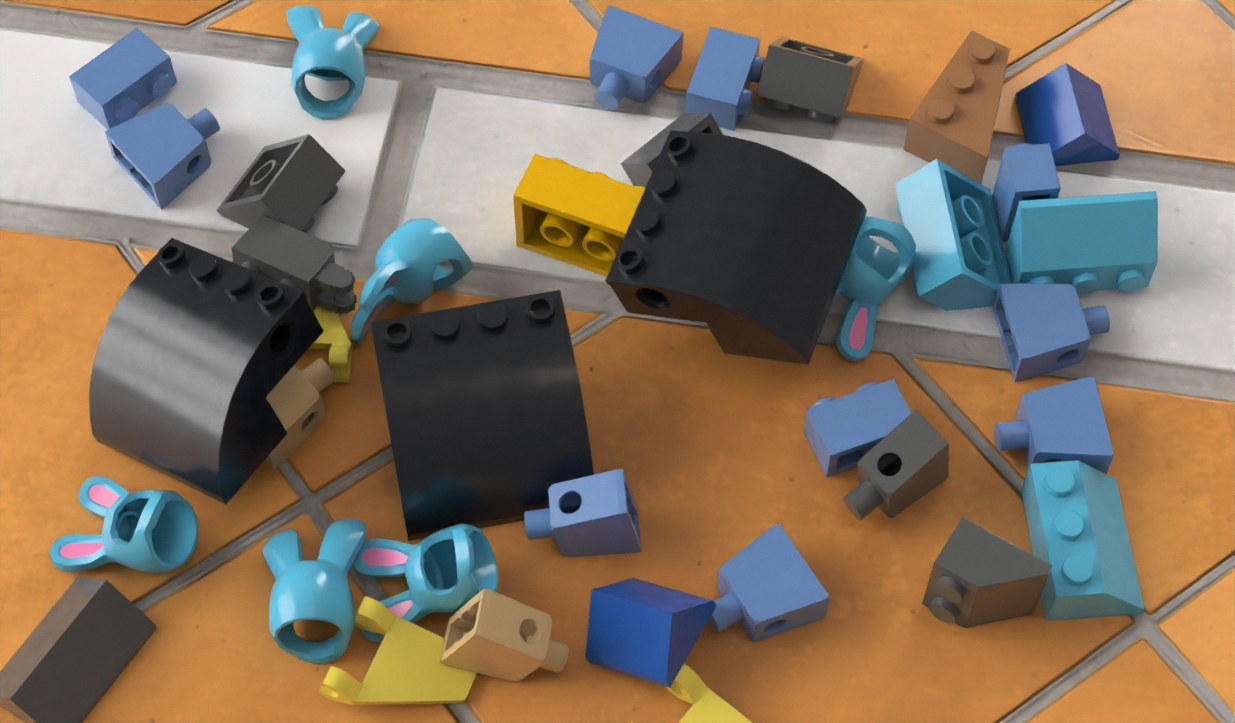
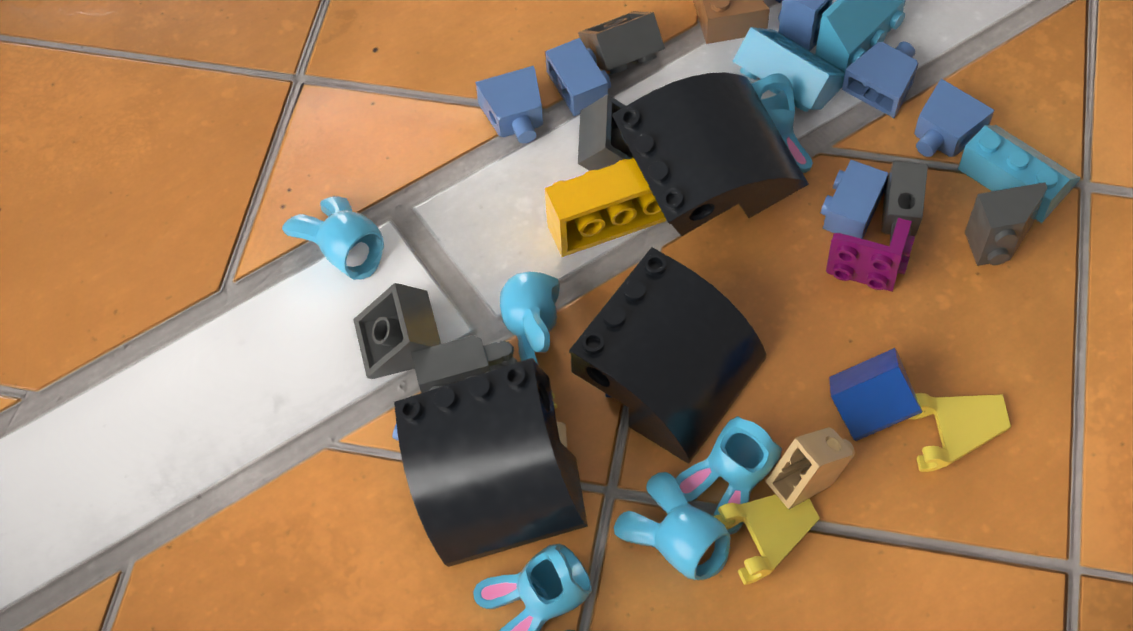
camera: 40 degrees left, 0 degrees up
(123, 79) = (225, 348): medium blue brick -> none
(163, 150) = (298, 369): medium blue torso -> none
(589, 516) = (781, 360): medium blue torso -> none
(768, 589) = (905, 318): medium blue torso -> none
(806, 515) = (870, 261): none -> magenta bracket

